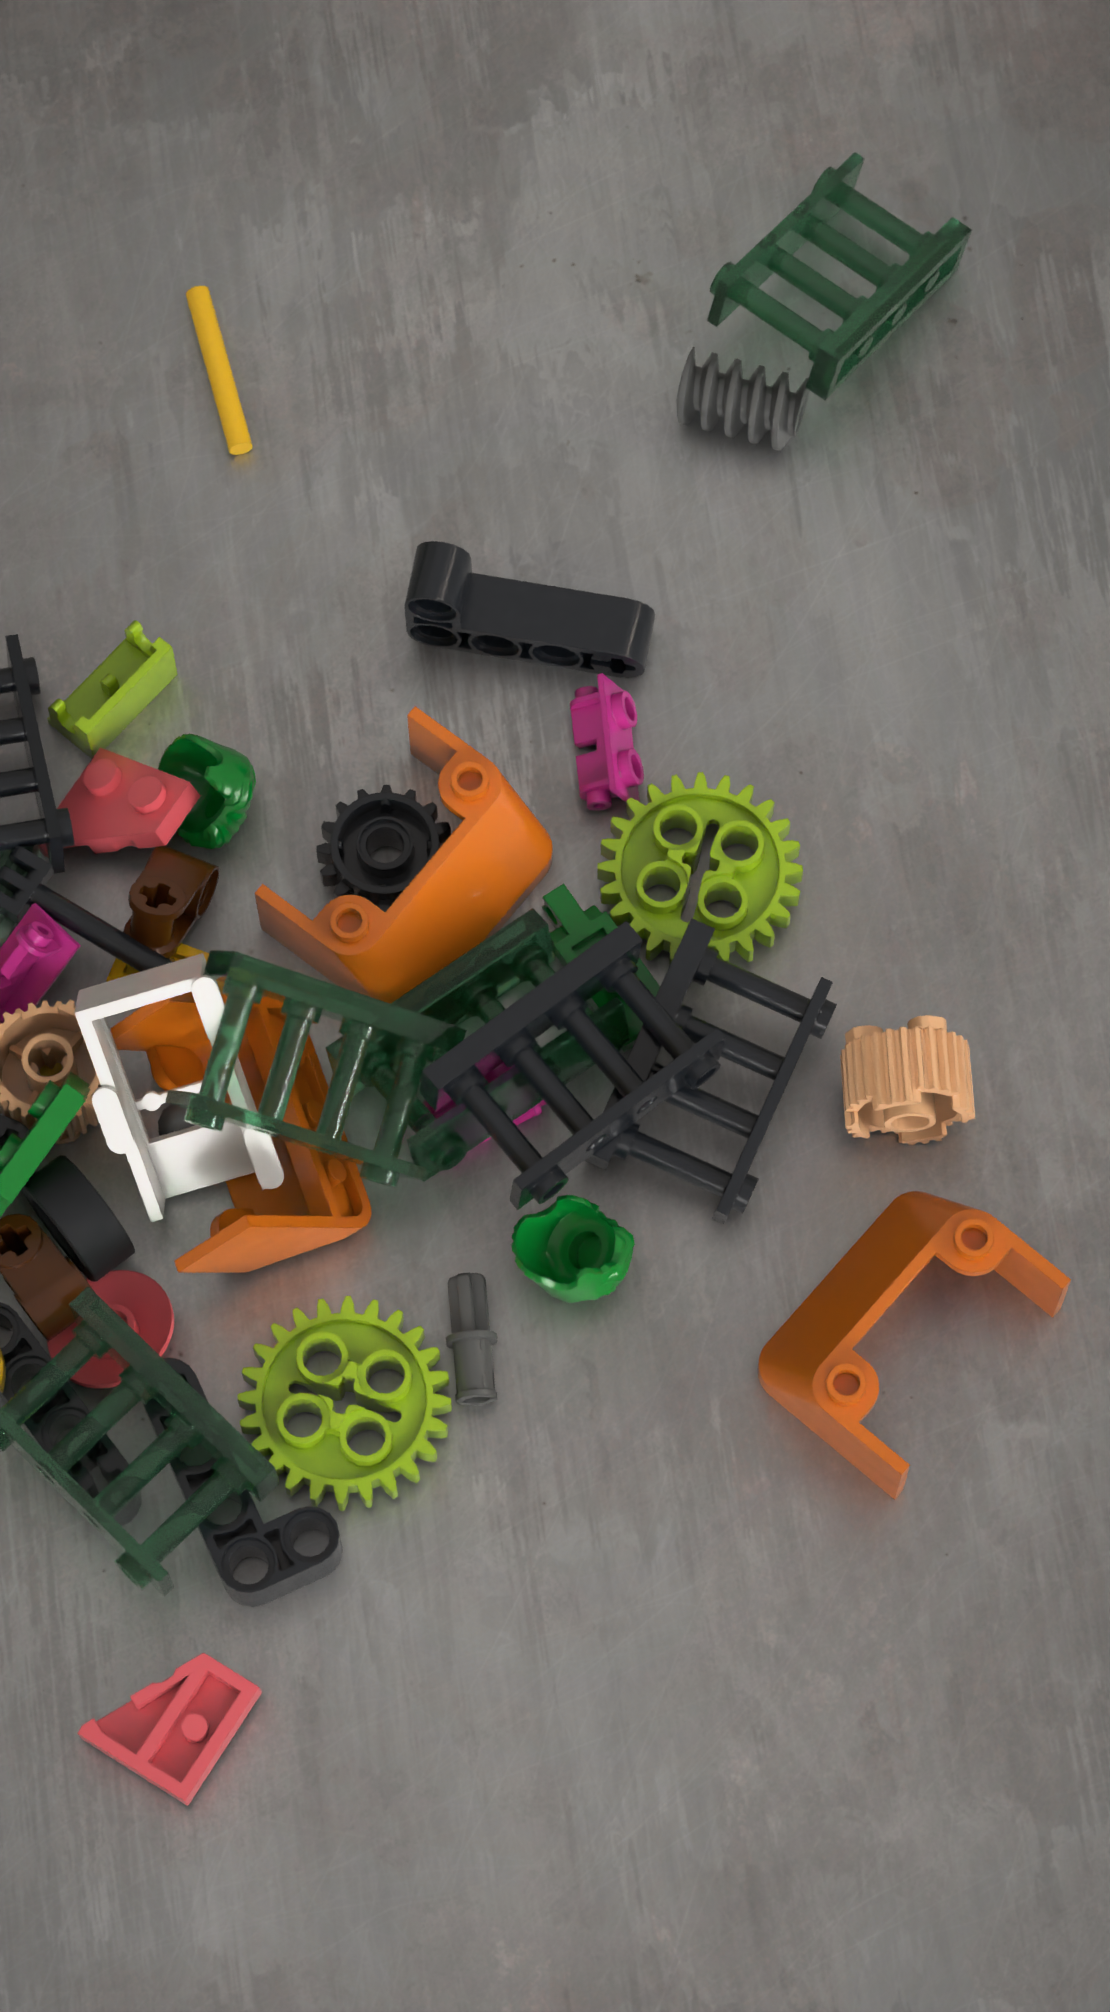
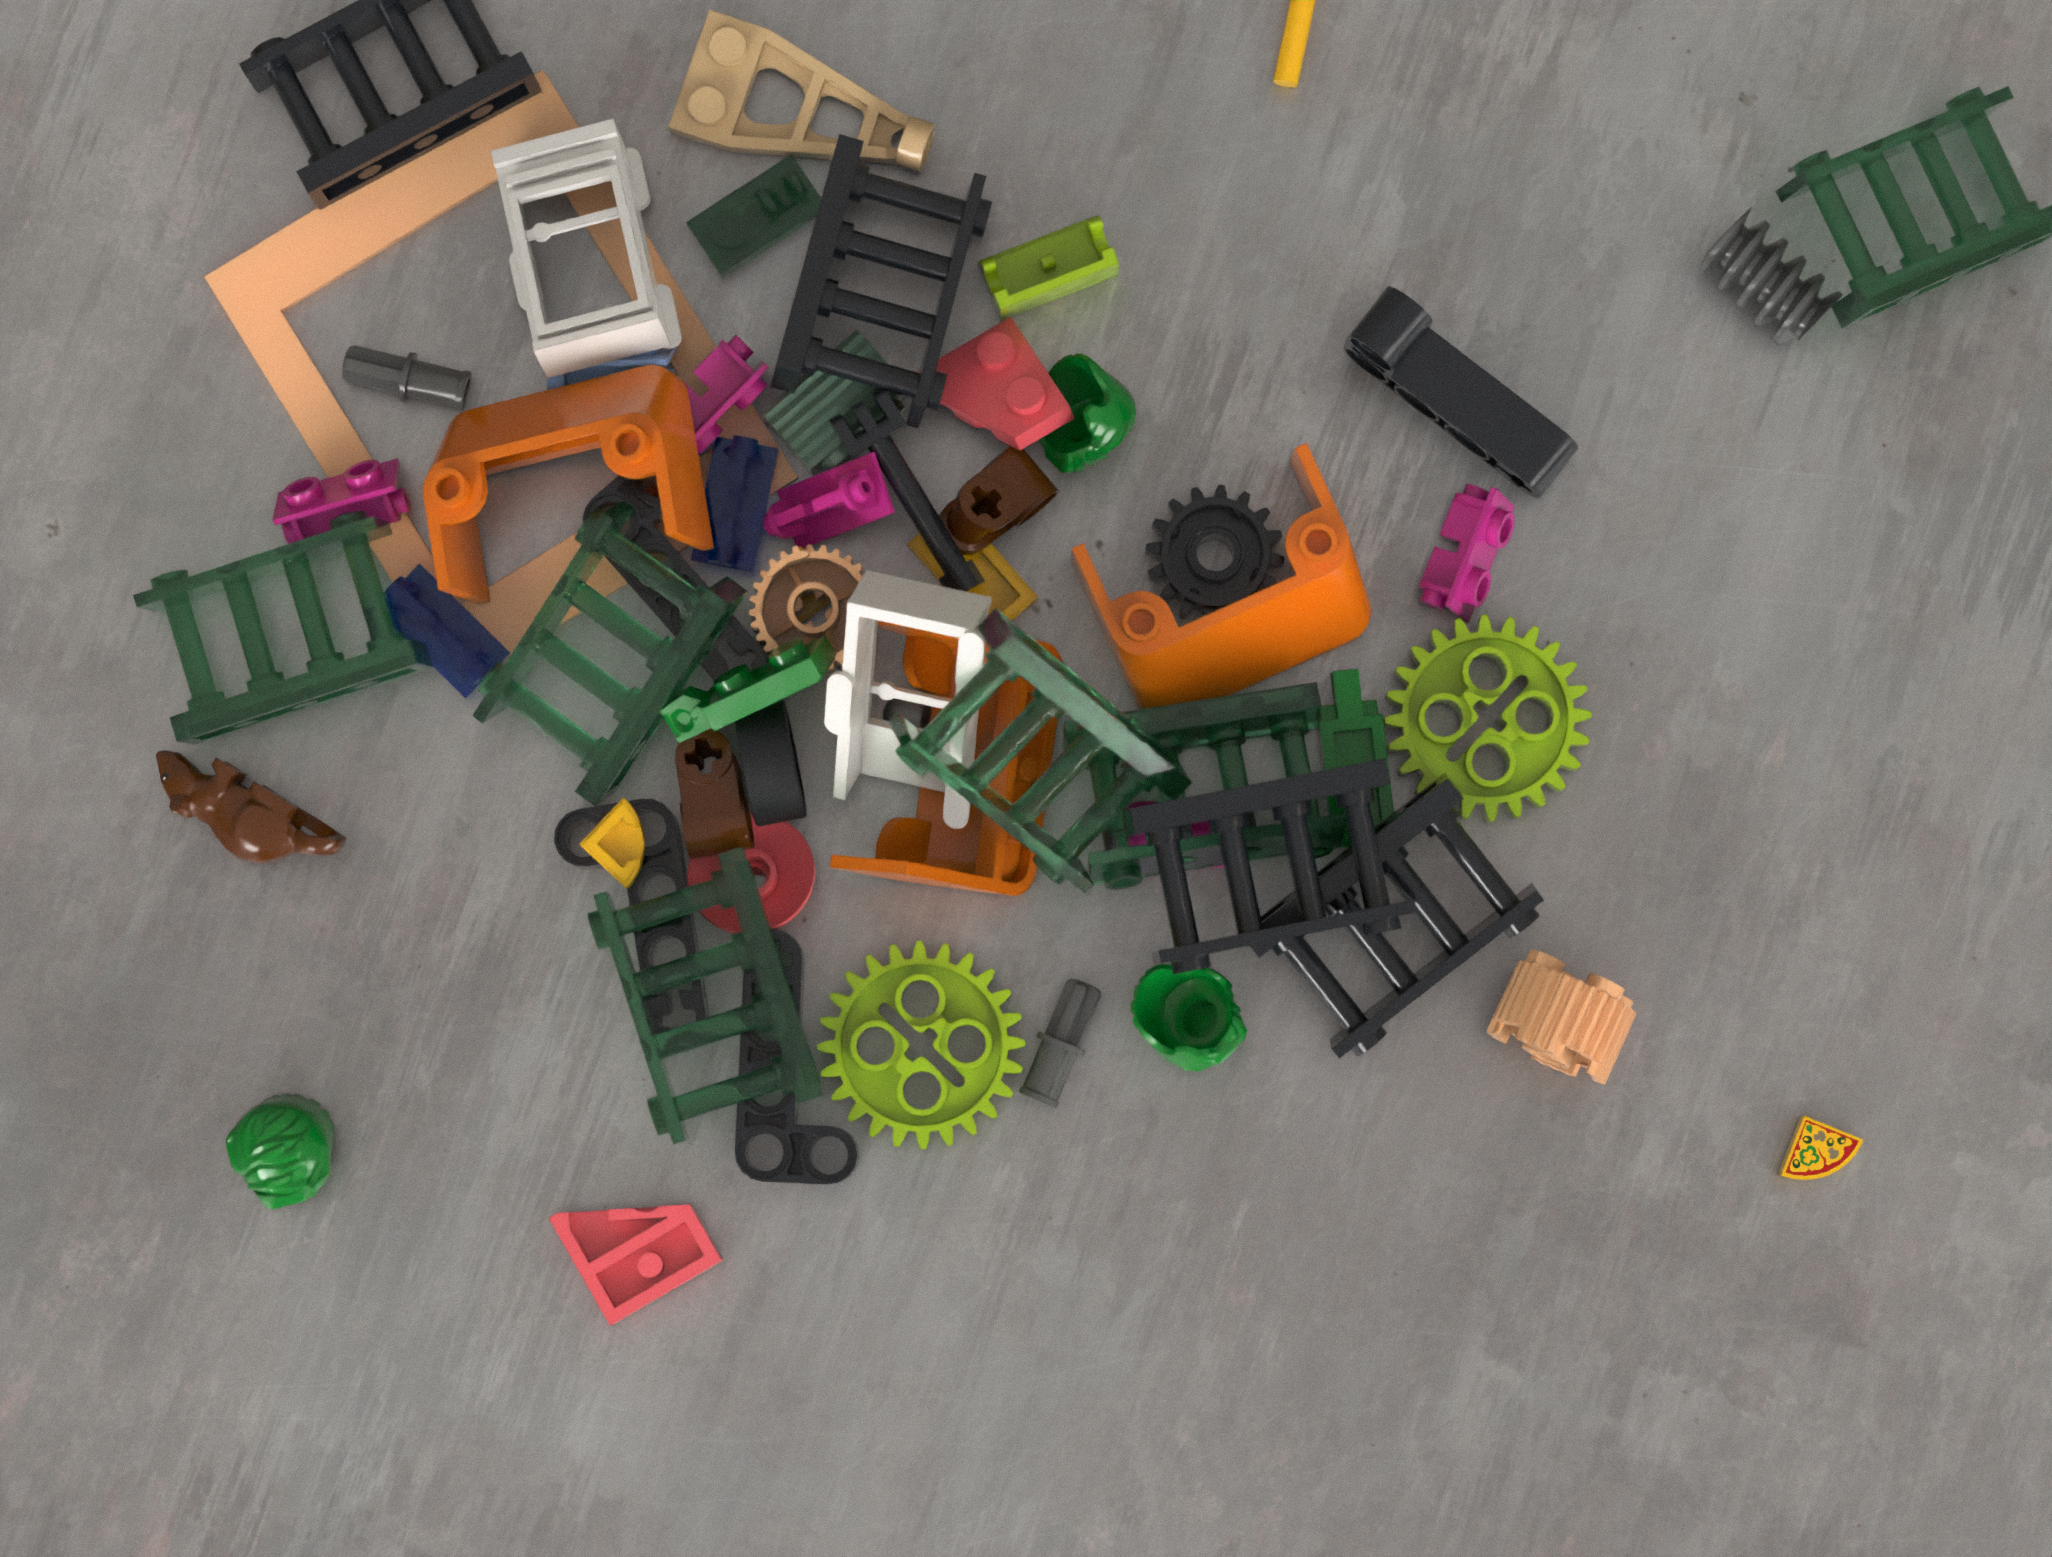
camera: 25 degrees right, 15 degrees up
(812, 1358) = (1423, 1183): orange windscreen -> none

